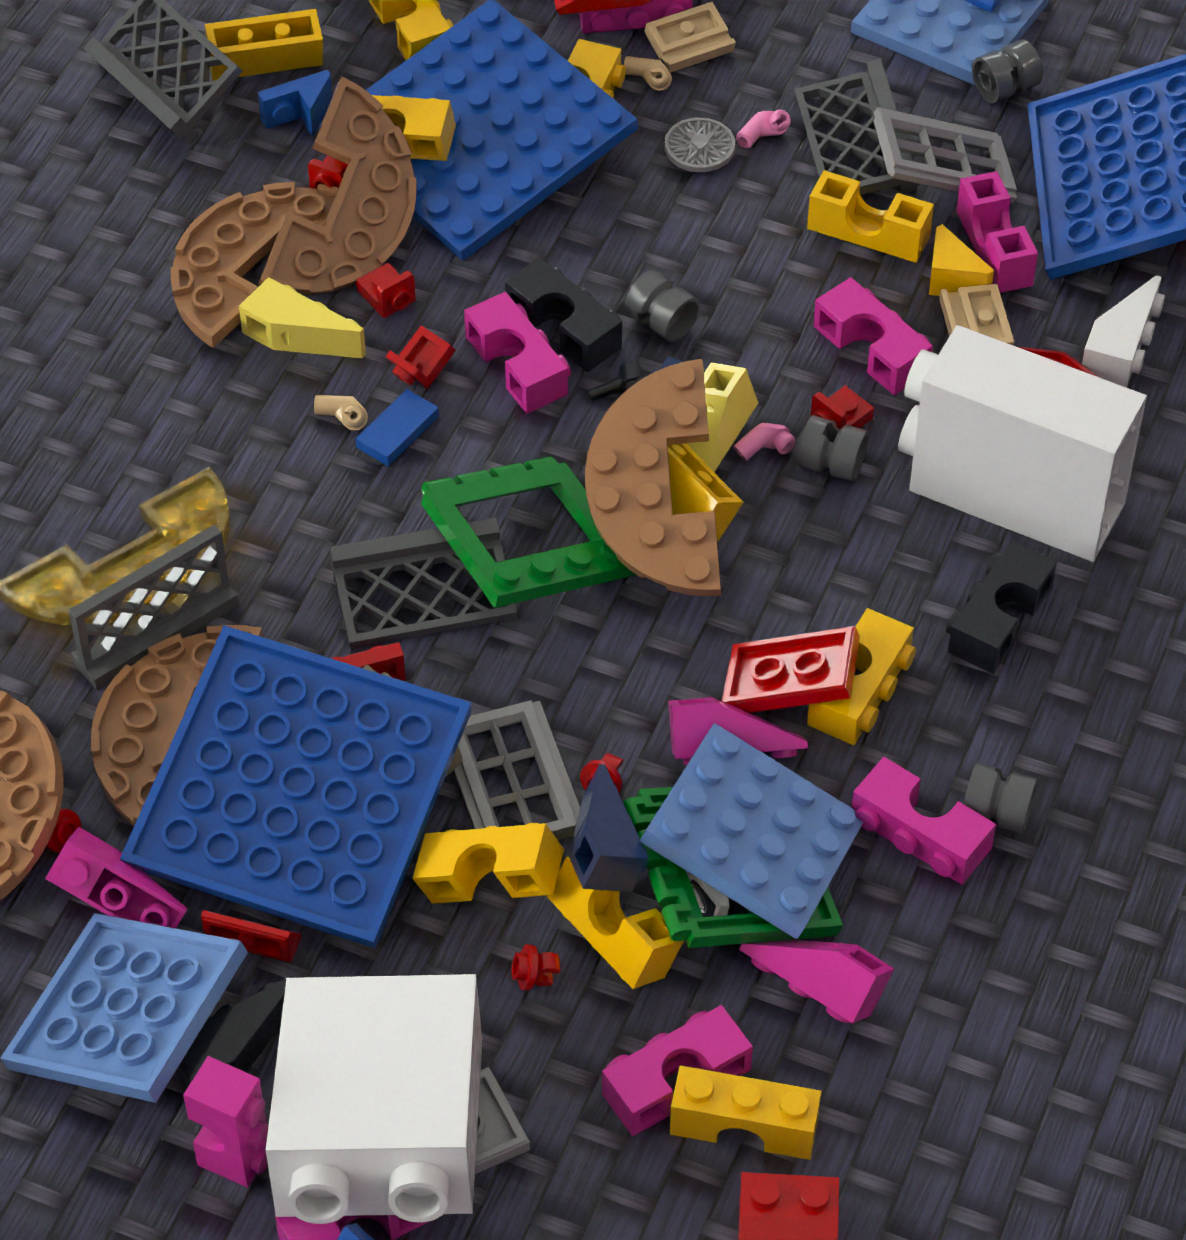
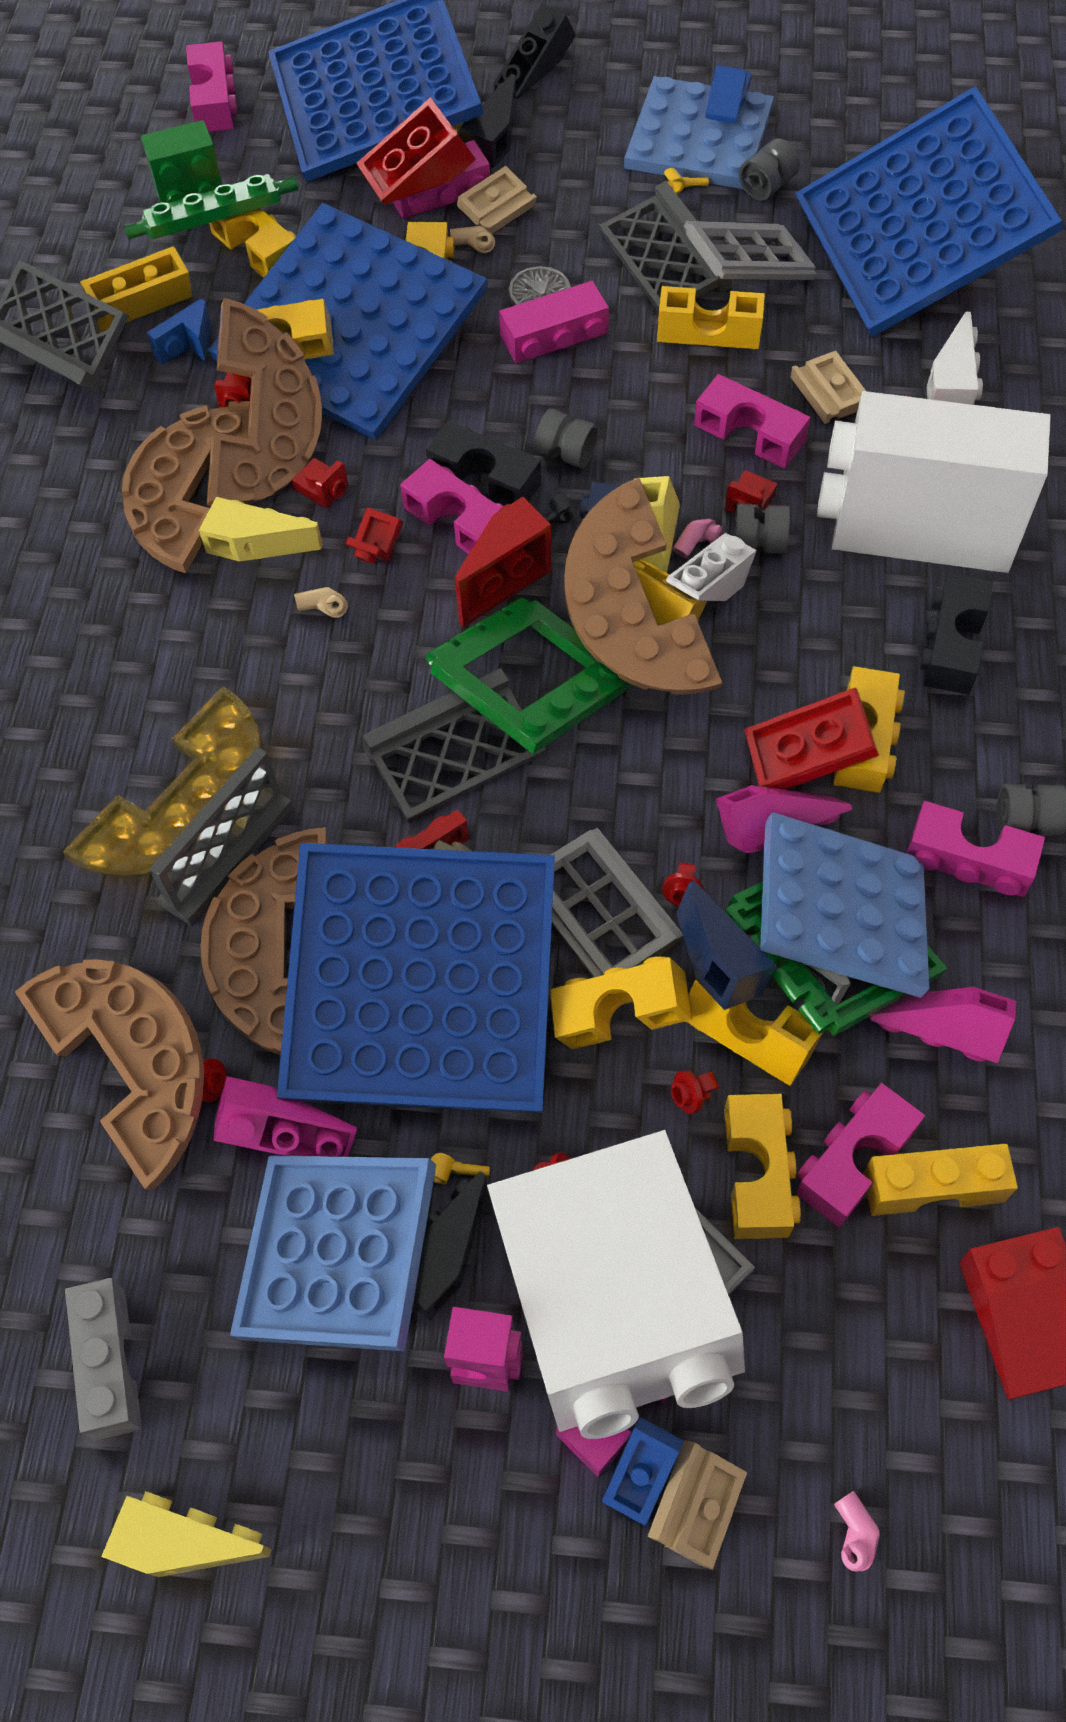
camera: 15 degrees left, 10 degrees up
(255, 936) = (421, 1131): red slope -> none
(257, 970) = (446, 1165): none -> yellow hand
(397, 427) = (376, 605): blue tile -> none
(539, 413) = (504, 560): none -> red slope
(562, 1087) = (760, 1127): none -> yellow arch
(699, 181) = (554, 321): none -> dark pink brick
(759, 478) = (716, 570): none -> white slope
(763, 125) = (586, 261): bright pink arm -> none
(900, 63) = (678, 183): none -> yellow hand
(955, 265) = (794, 342): yellow slope -> none
(986, 219) = (801, 294): dark pink arch -> none

